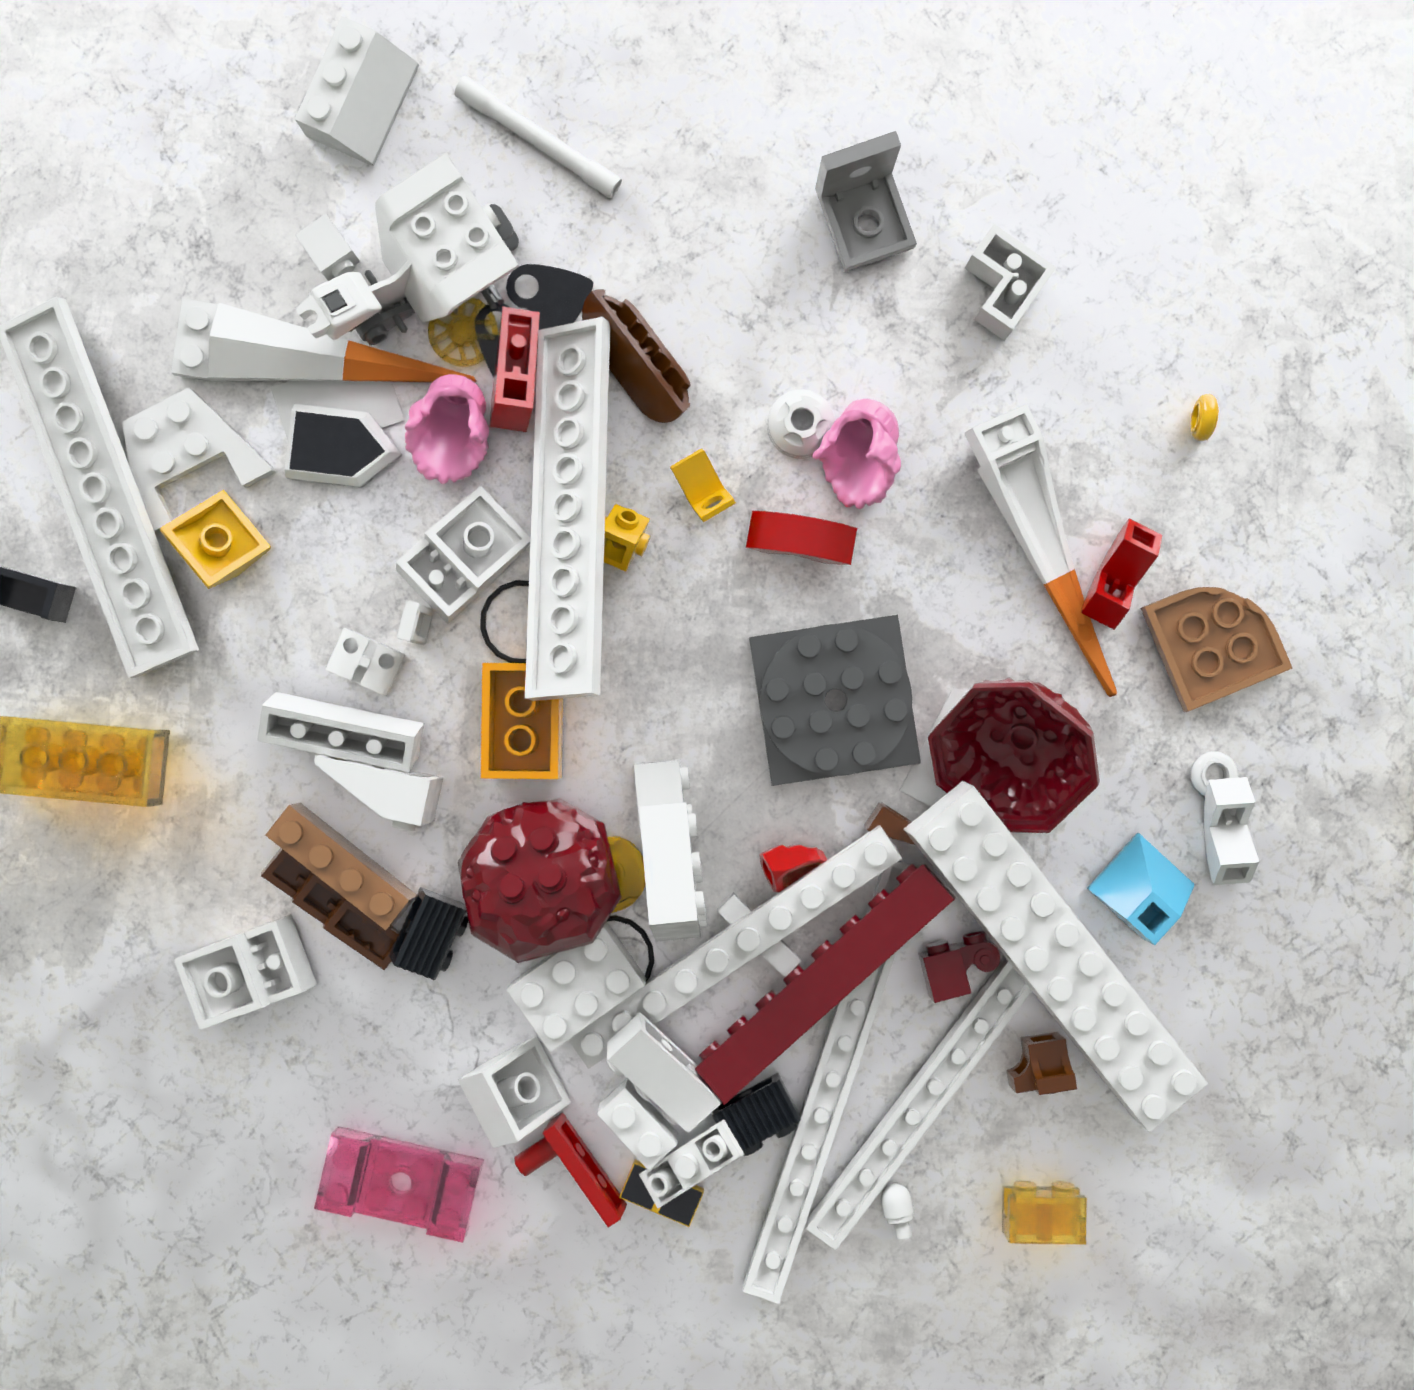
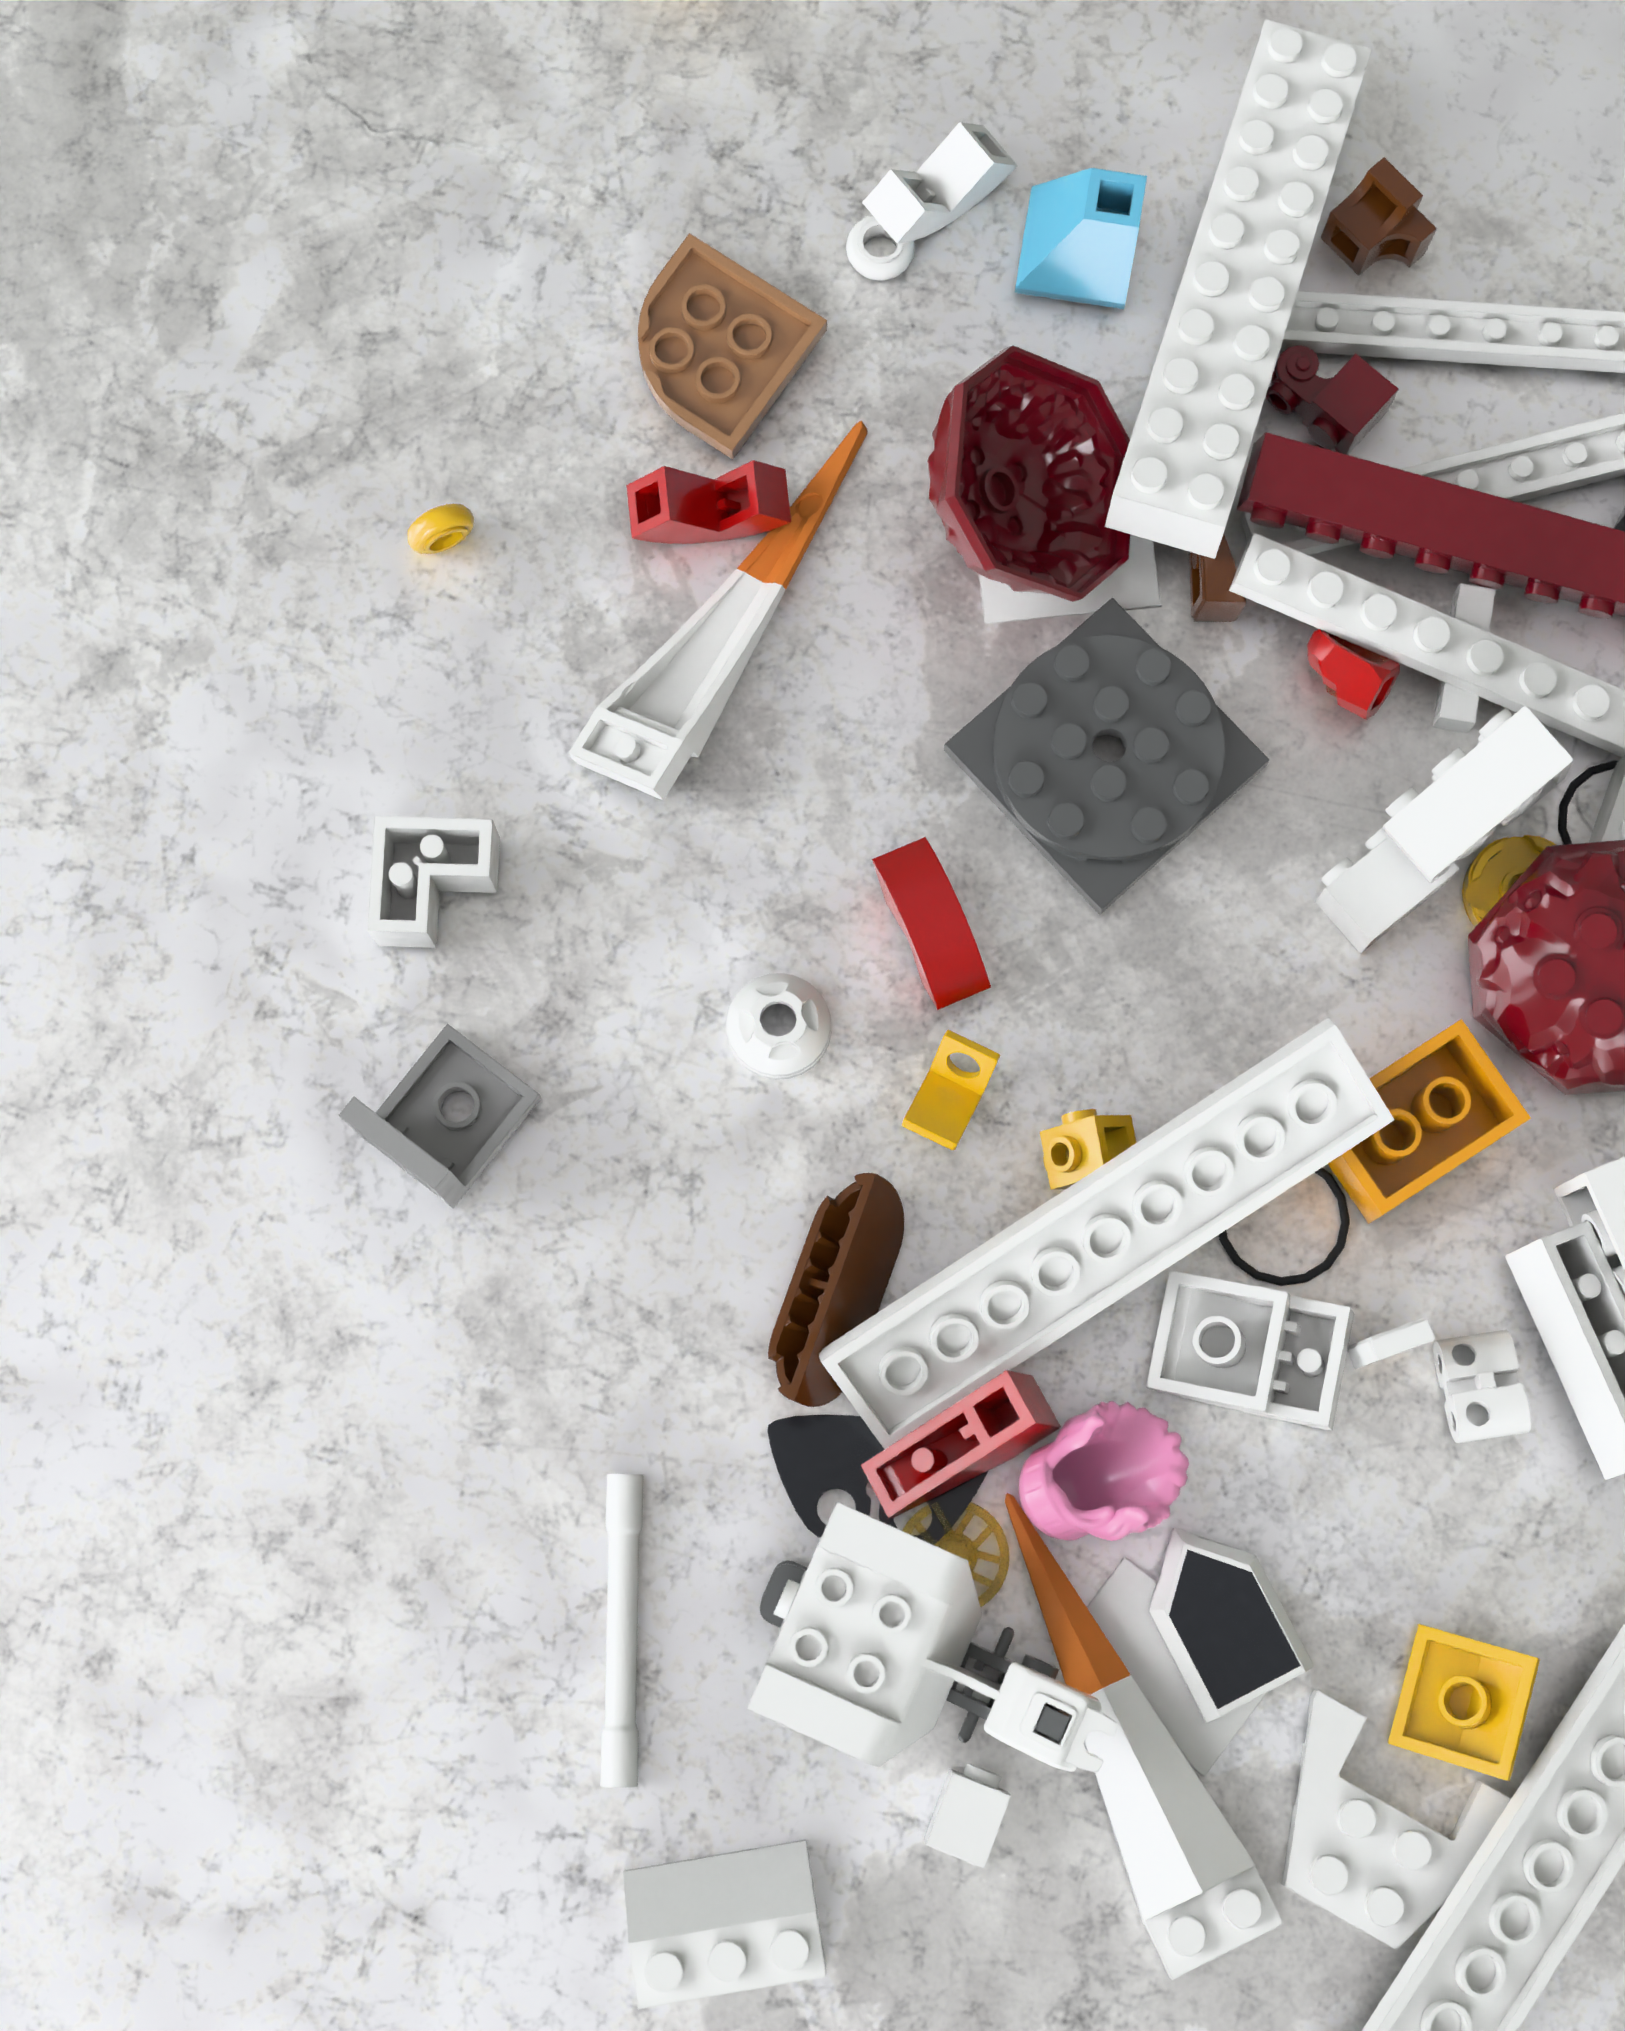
camera: 120 degrees left, 10 degrees down
(861, 453) = (773, 913): bright pink hair -> none
(1044, 1213) = (1551, 114): clear yellow brick -> none

